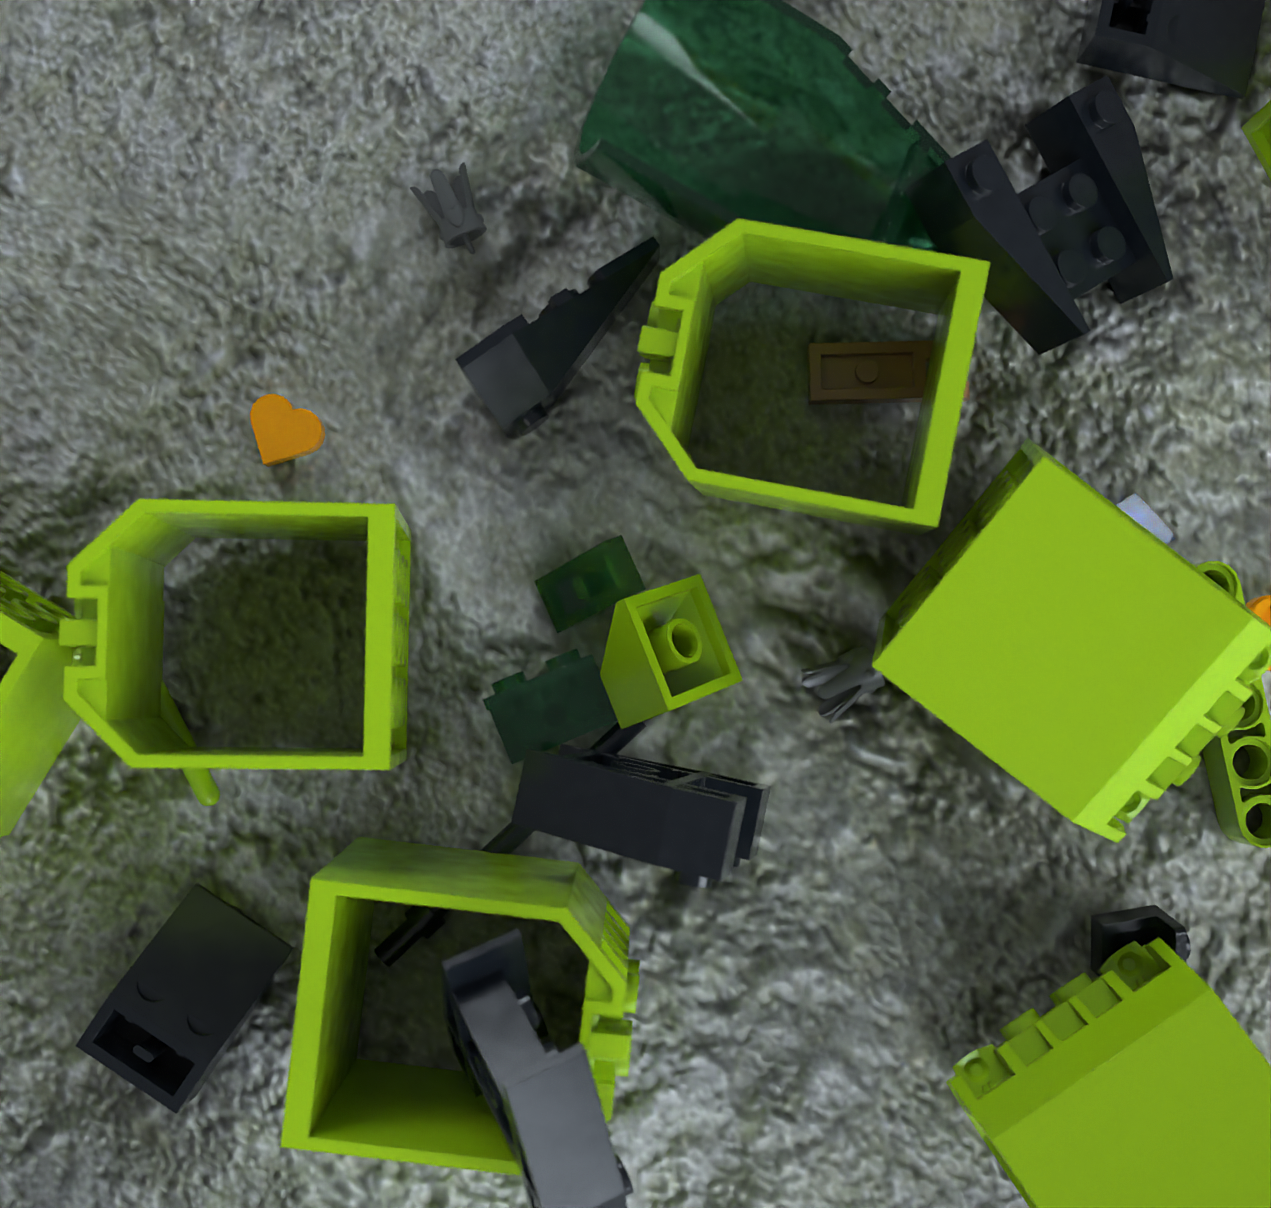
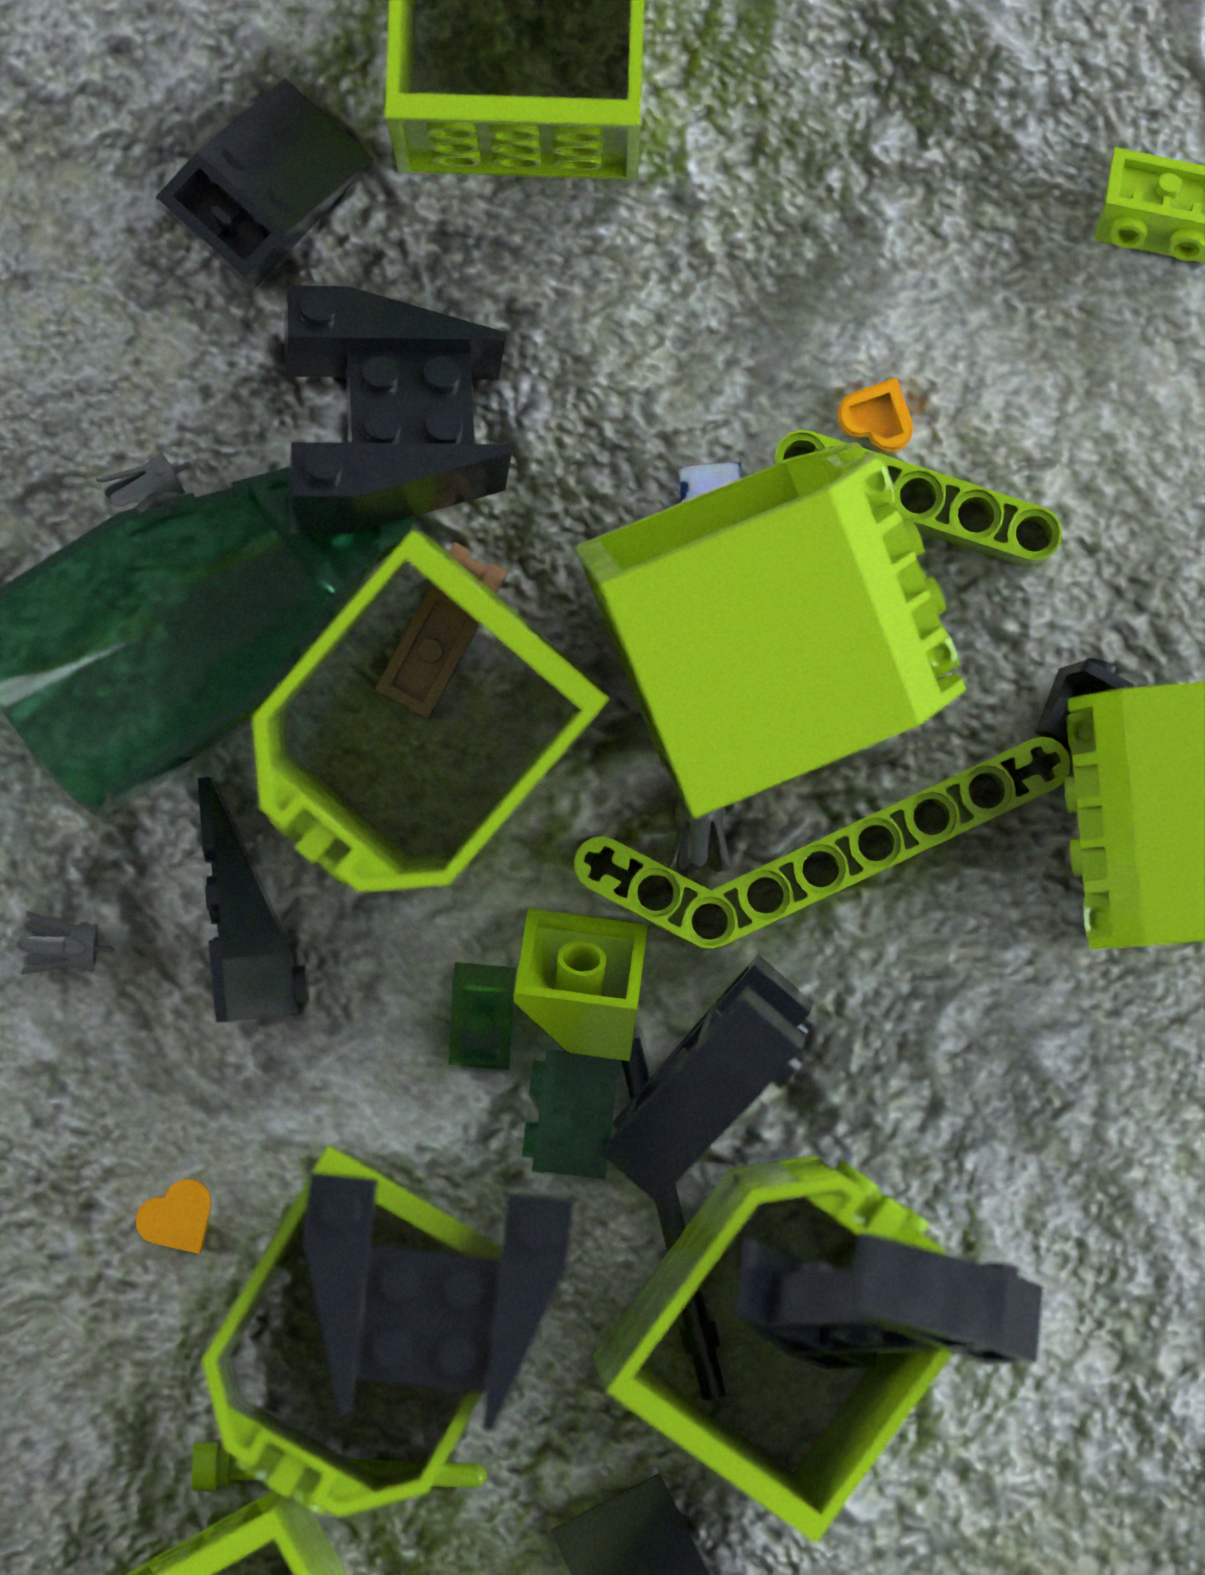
camera: 60 degrees left, 0 degrees up
(288, 671) = (429, 1312): none -> black wedge
(878, 63) = (152, 479): none -> dark grey piece
(901, 806) = (840, 846): none -> lime beam

